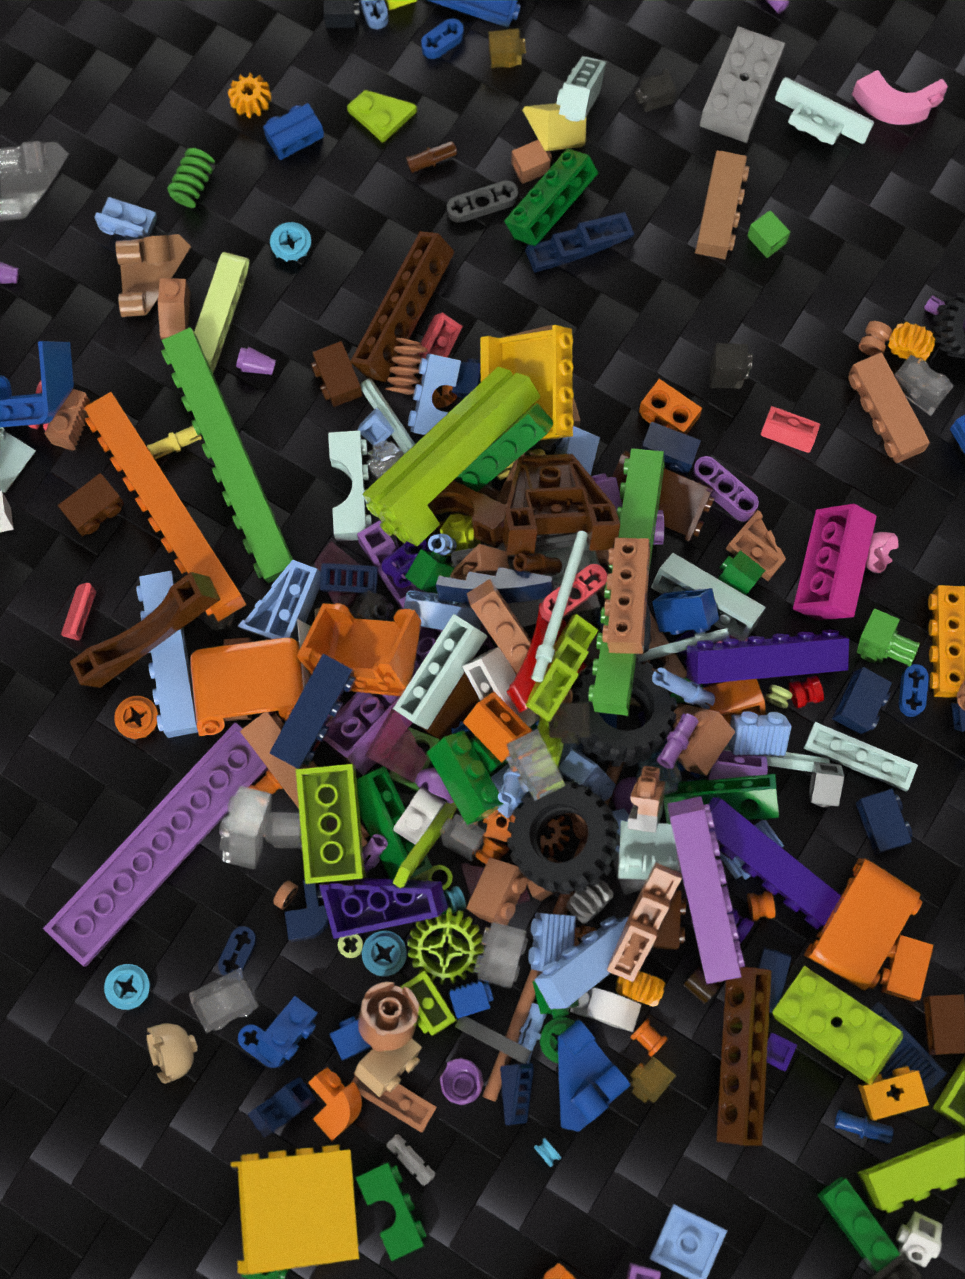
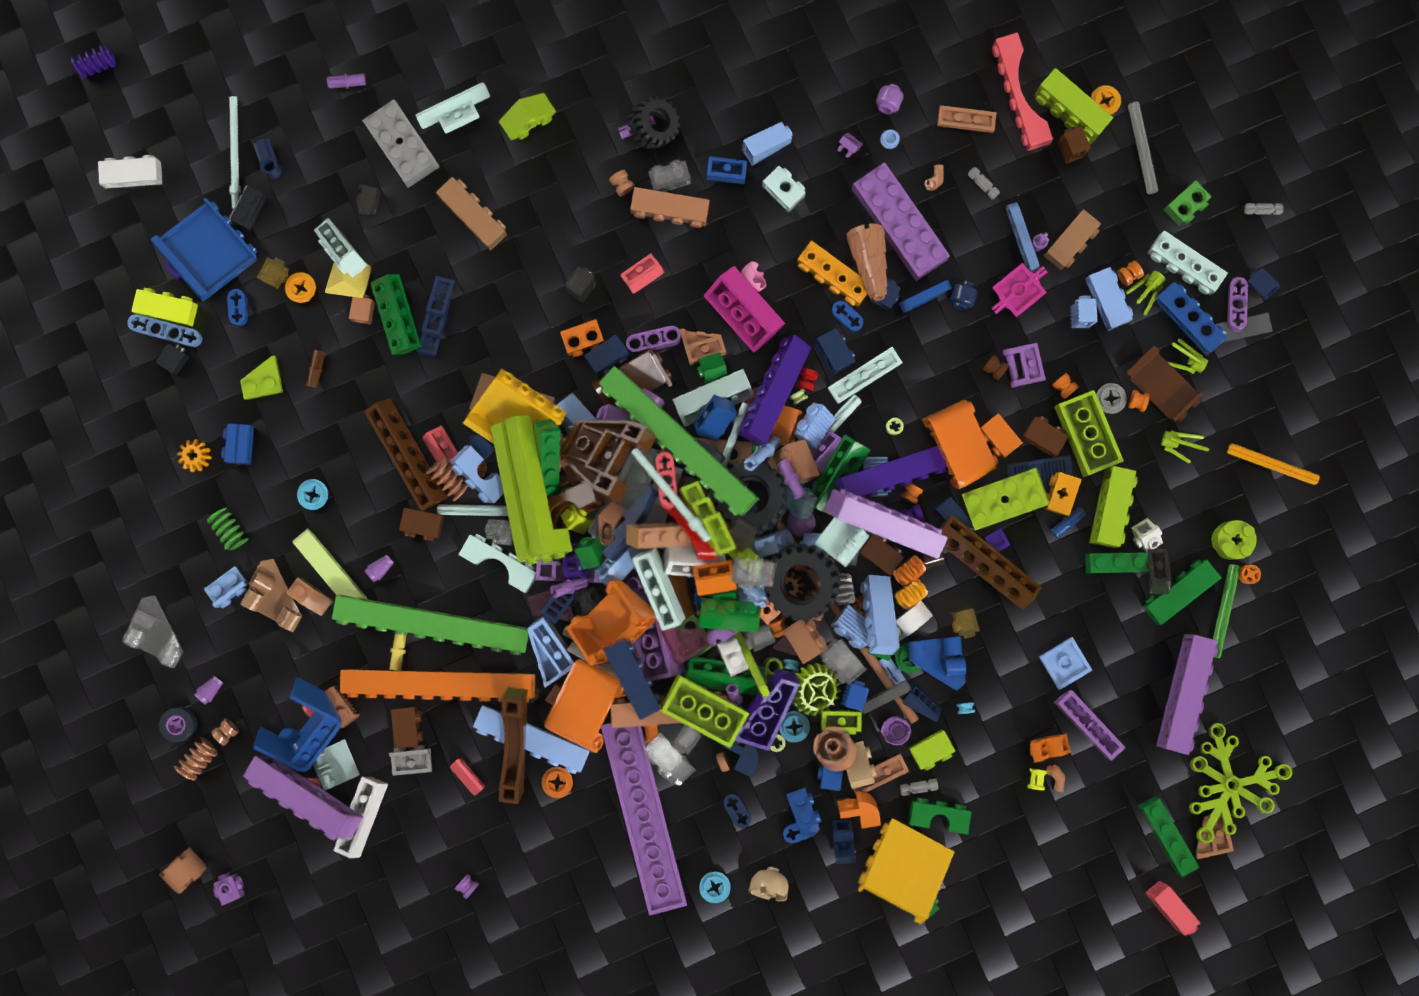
camera: 60 degrees left, 10 degrees up
(55, 536) = (411, 761): none -> light grey bracket
(223, 1000) = (761, 836): clear brick -> none
(373, 575) = (568, 586): none -> medium lavender axle
(375, 427) = (472, 523): light blue slope -> none
(443, 541) = (580, 535): light blue pin -> none
(467, 1143) = (932, 750): none -> lime brick
(477, 211) = (375, 345): dark grey beam -> none
(519, 82) = (299, 279): none -> light orange gear
(537, 564) = (634, 489): reddish brown pin -> none
(628, 595) = (692, 451): nougat brick -> none
(644, 922) = (880, 569): nougat slope -> none
(647, 801) = (814, 520): nougat hips -> none
(649, 1037) = (941, 608): orange bush -> none
(667, 965) = (909, 570): none -> orange gear
(768, 233) = (510, 198): bright green panel -> none
(817, 833) = (891, 431): none -> yellowish green bush
(826, 784) = (868, 407): brick -> none
(873, 186) = (526, 115): none -> lime brick
(882, 641) = (808, 315): bright green brick -> none
(884, 821) = (911, 389): dark blue brick -> none
(895, 106) = (481, 60): bright pink arch -> none
(911, 339) = (639, 164): light orange gear -> none

